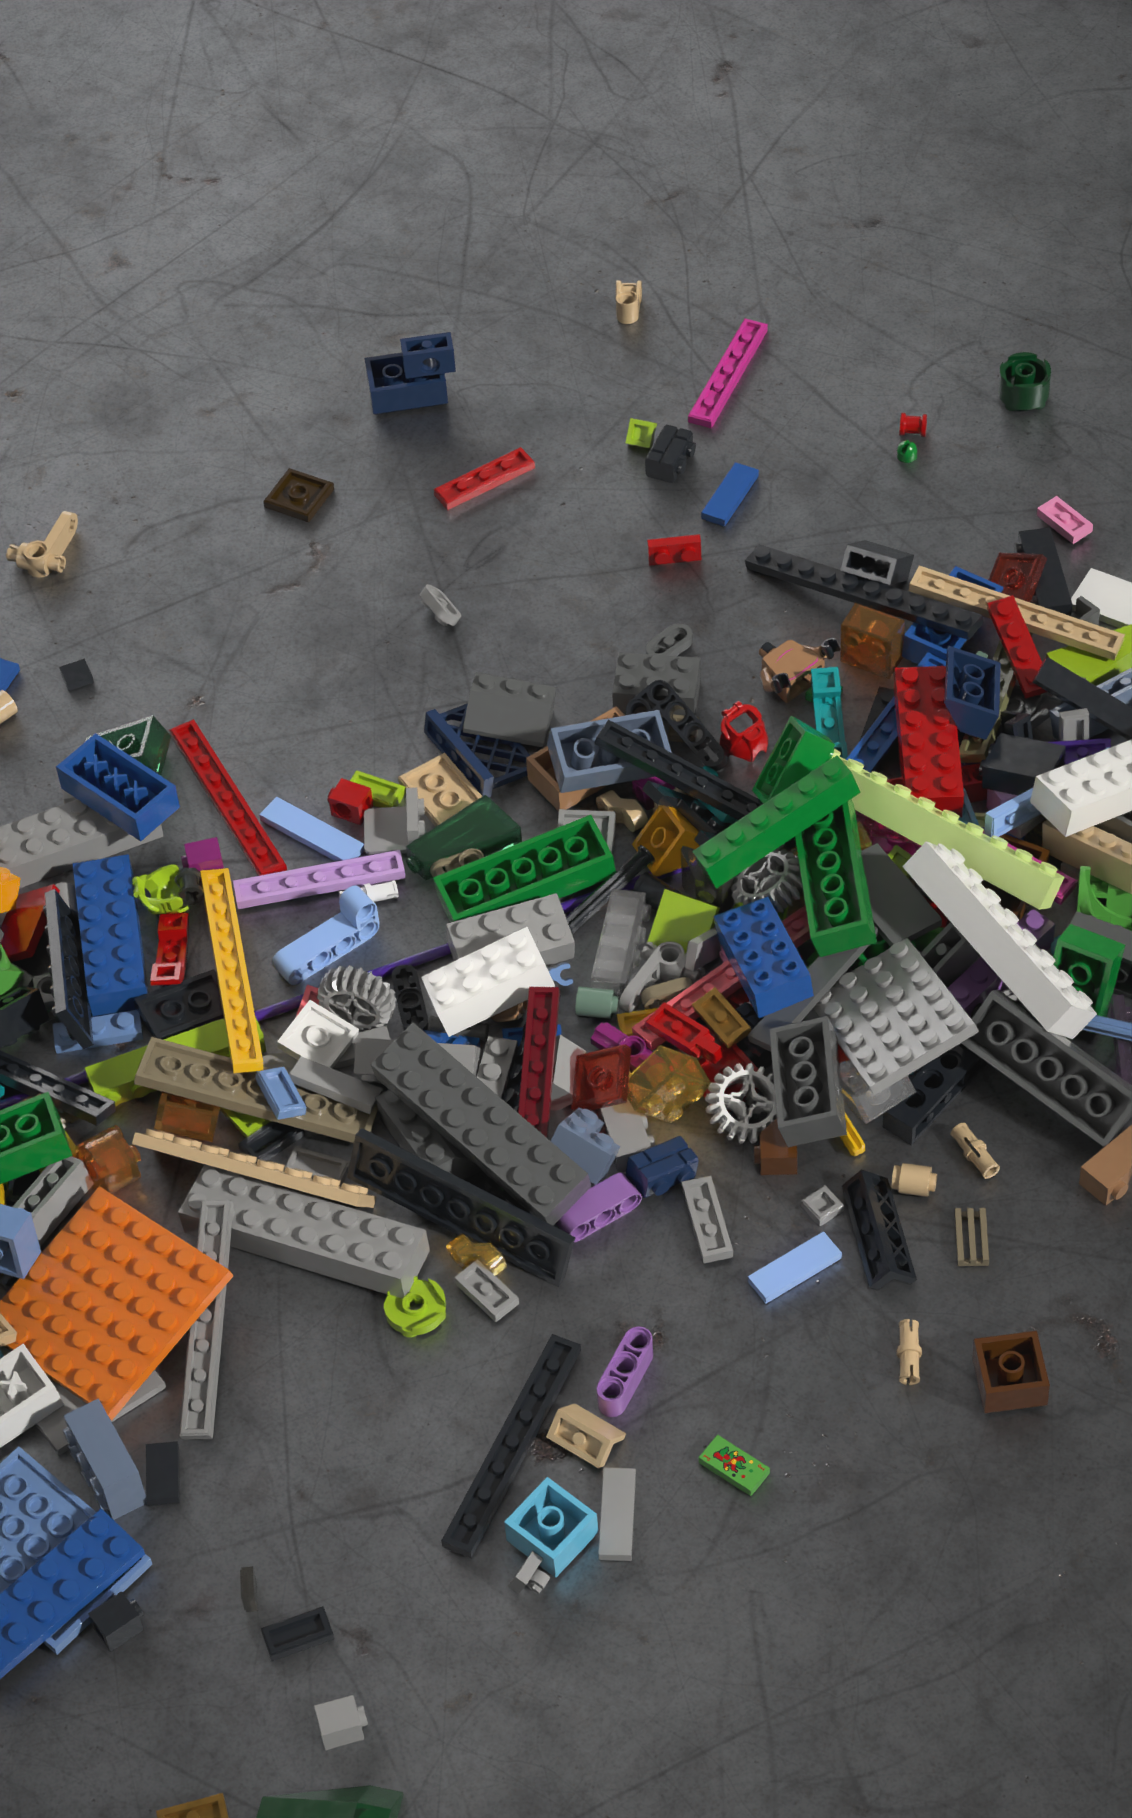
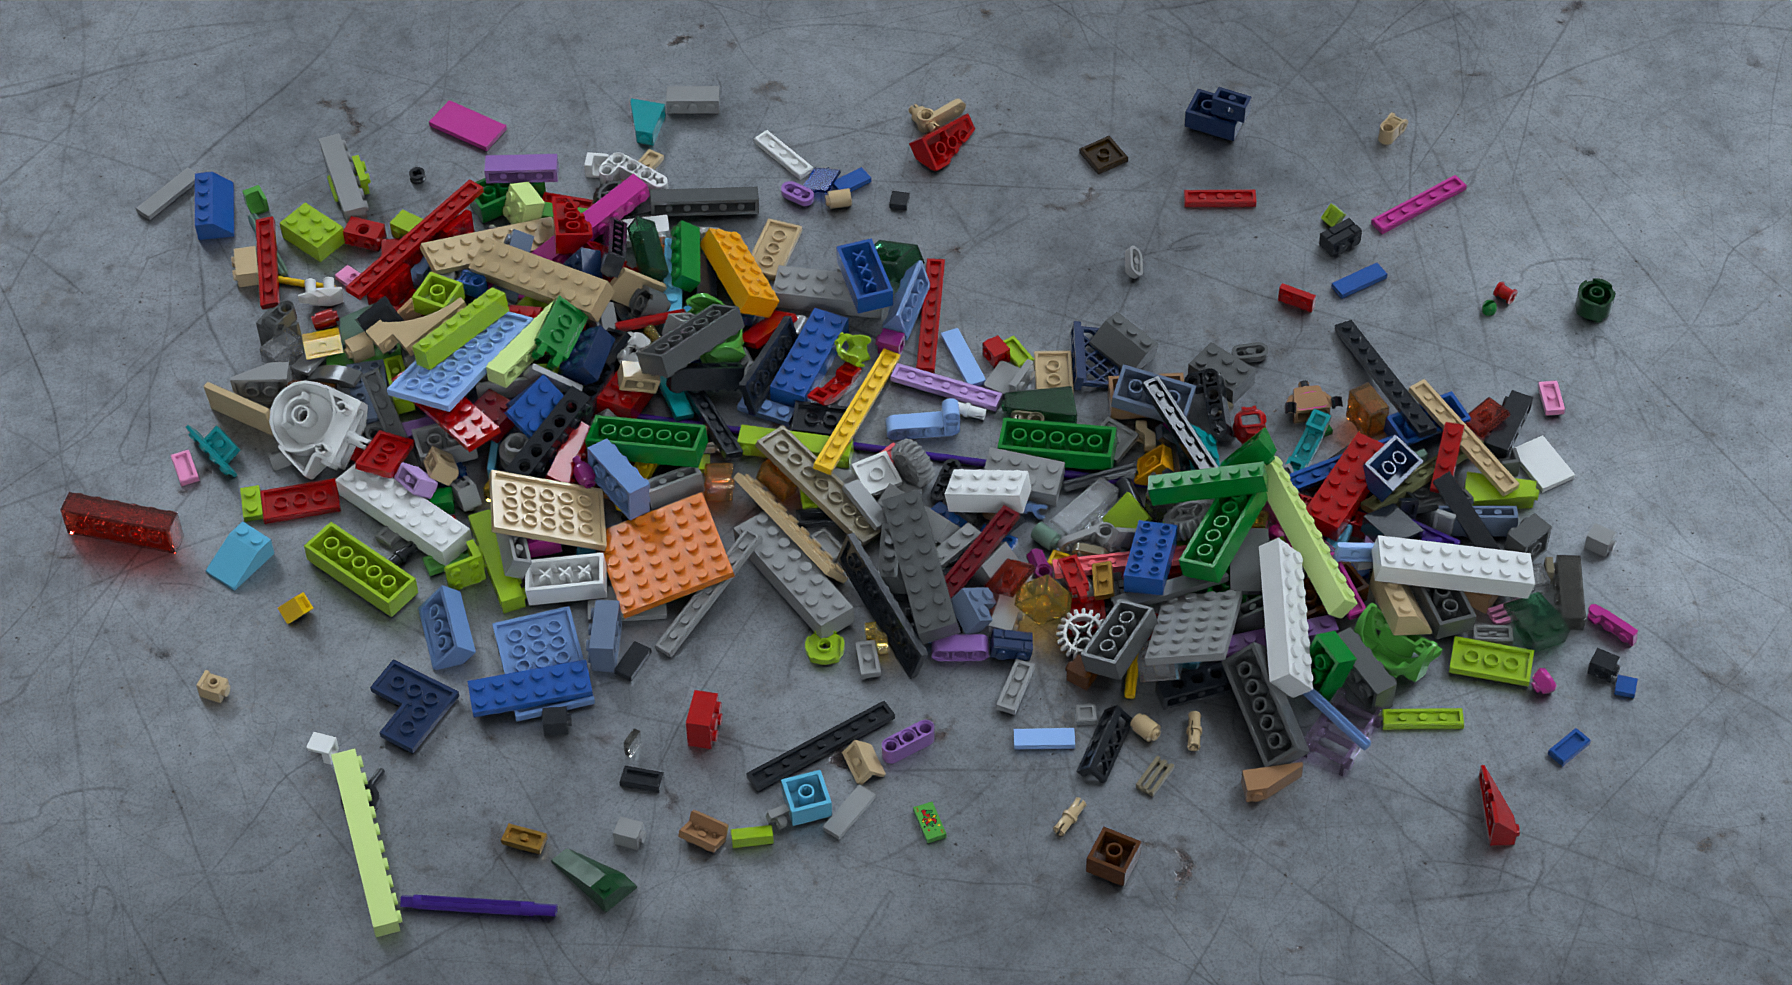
camera: 30 degrees right, 0 degrees up
(81, 577) = (941, 144): none -> red wedge
(184, 769) = (908, 300): none -> medium blue slope
(190, 890) = (872, 351): pearl dark grey bush -> none
(280, 1093) = (831, 492): medium blue tile -> none
(331, 1498) = (703, 719): none -> red brick
(443, 1657) = (704, 831): none -> medium nougat bracket
(511, 1624) = (752, 836): none -> lime slope
(877, 562) = (1407, 364): black brick -> none

